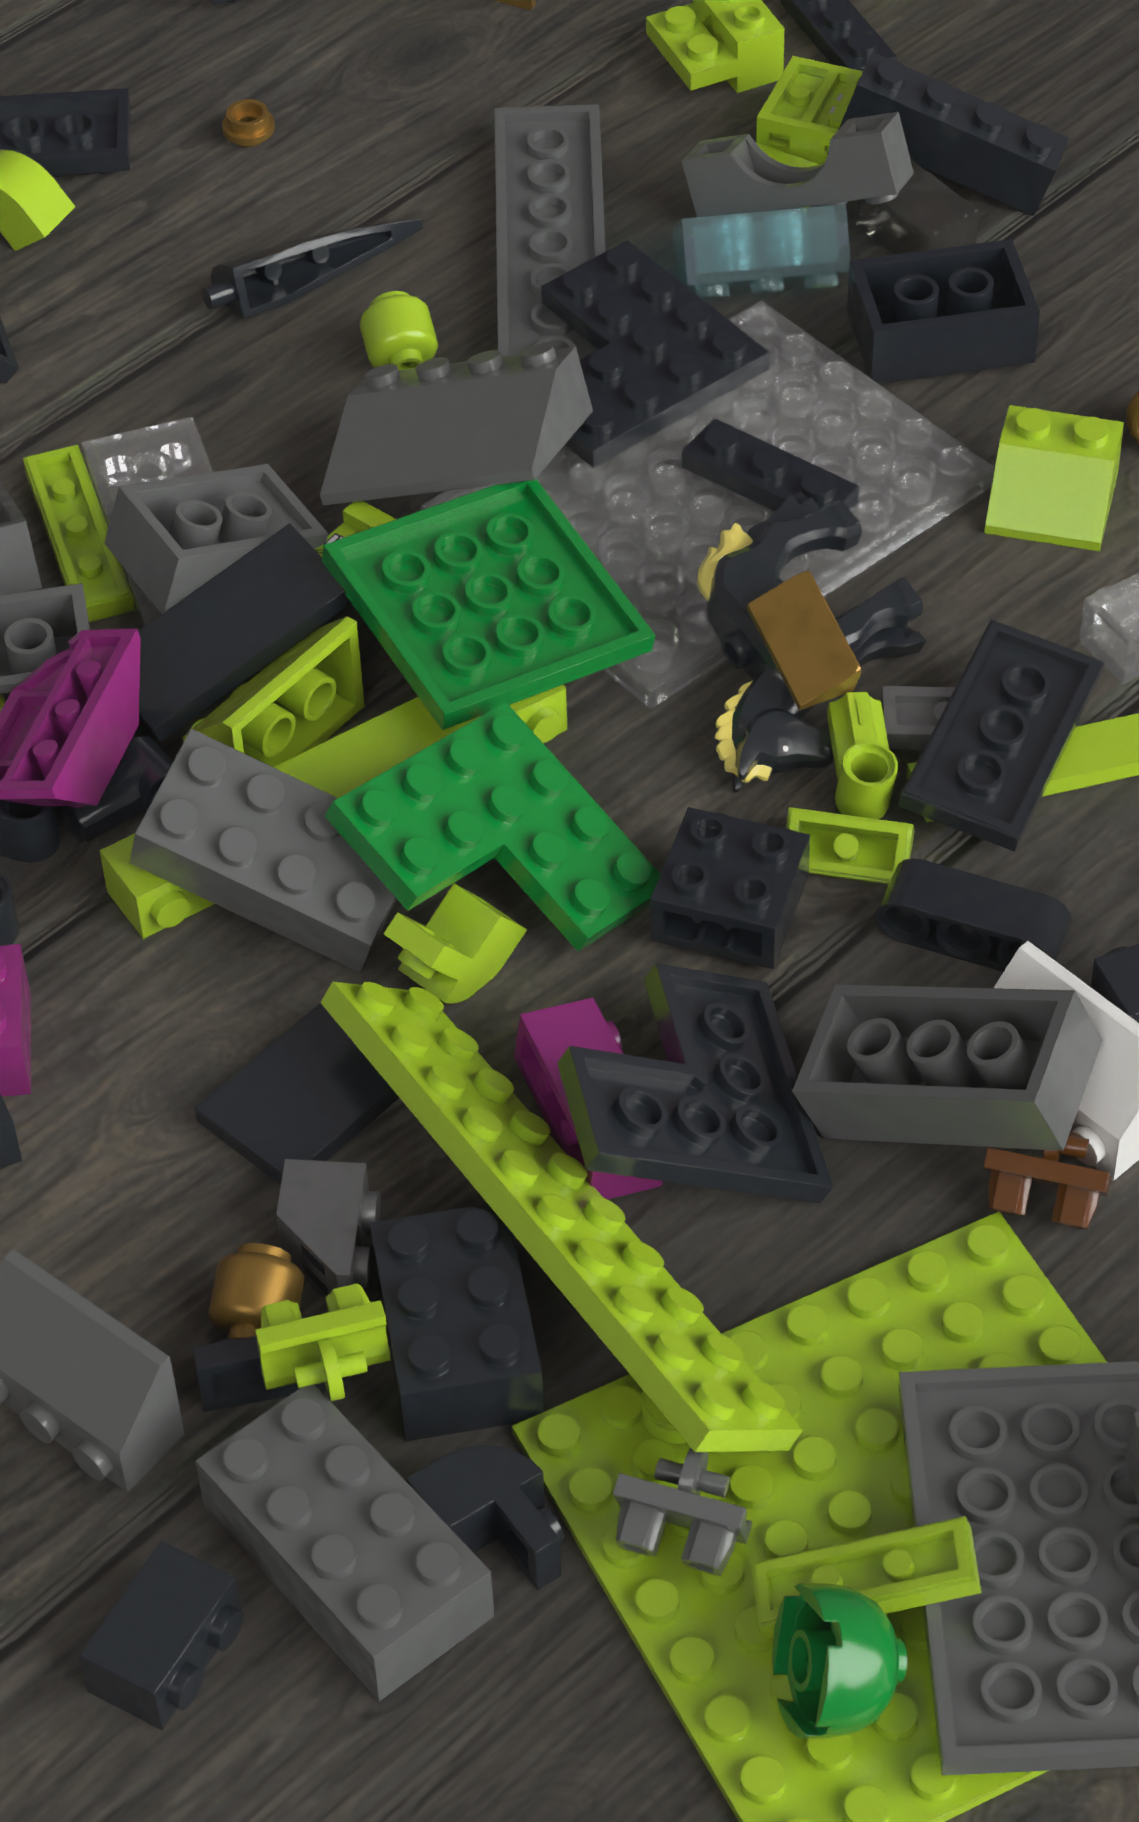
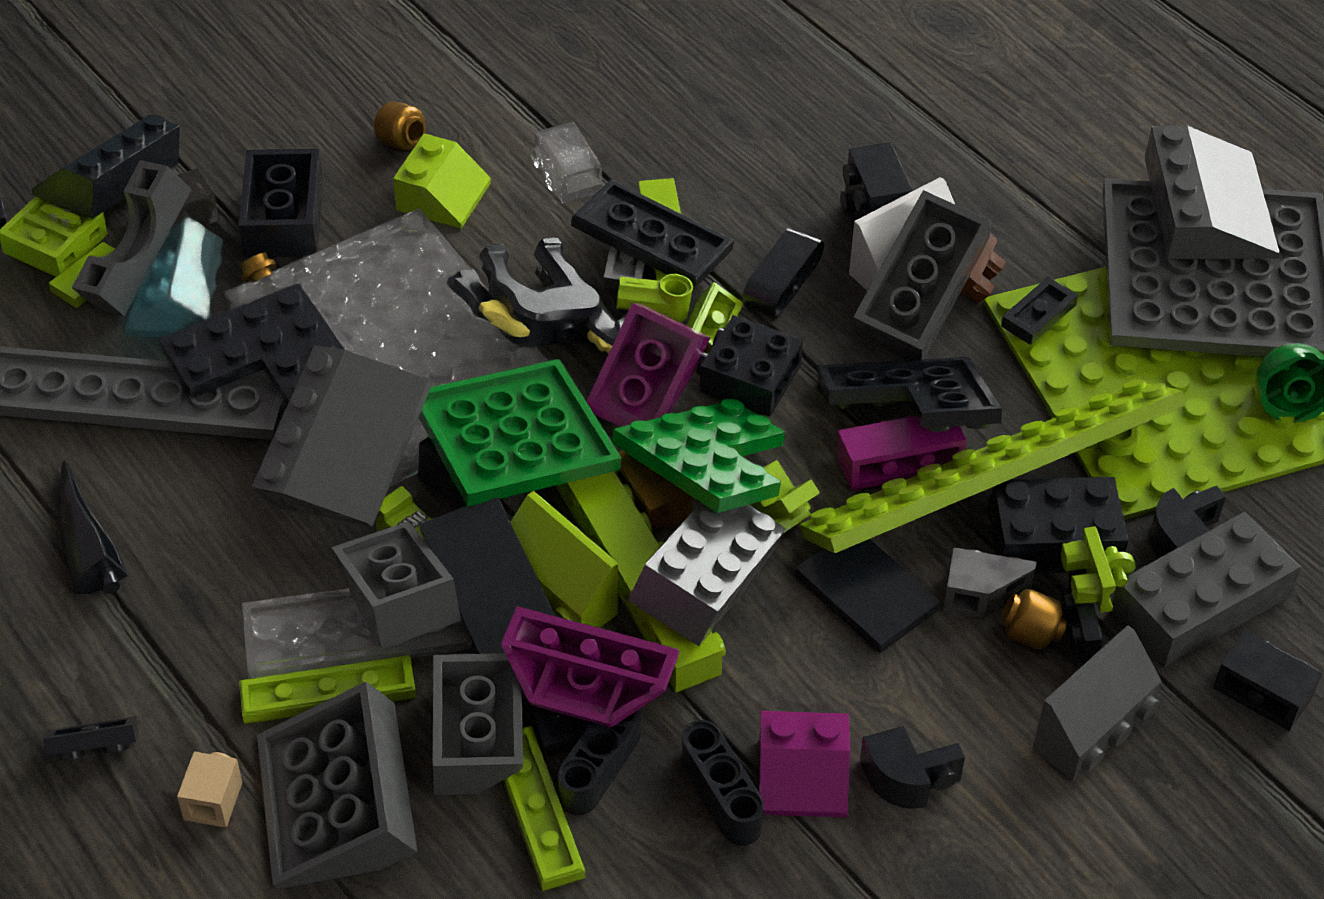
camera: 85 degrees left, 0 degrees up
(398, 331) = (193, 479): lime head -> none
(686, 749) = (646, 367): none -> magenta slope
(712, 1523) = (1192, 432): dark grey hips -> none
(761, 470) = (405, 303): black plate -> none
(805, 641) = (588, 285): pearl gold slope -> none
(813, 320) = (257, 268): none -> pearl gold plate
(891, 1568) = (1238, 366): lime tile -> none
(948, 1269) = (1039, 310): none -> black plate

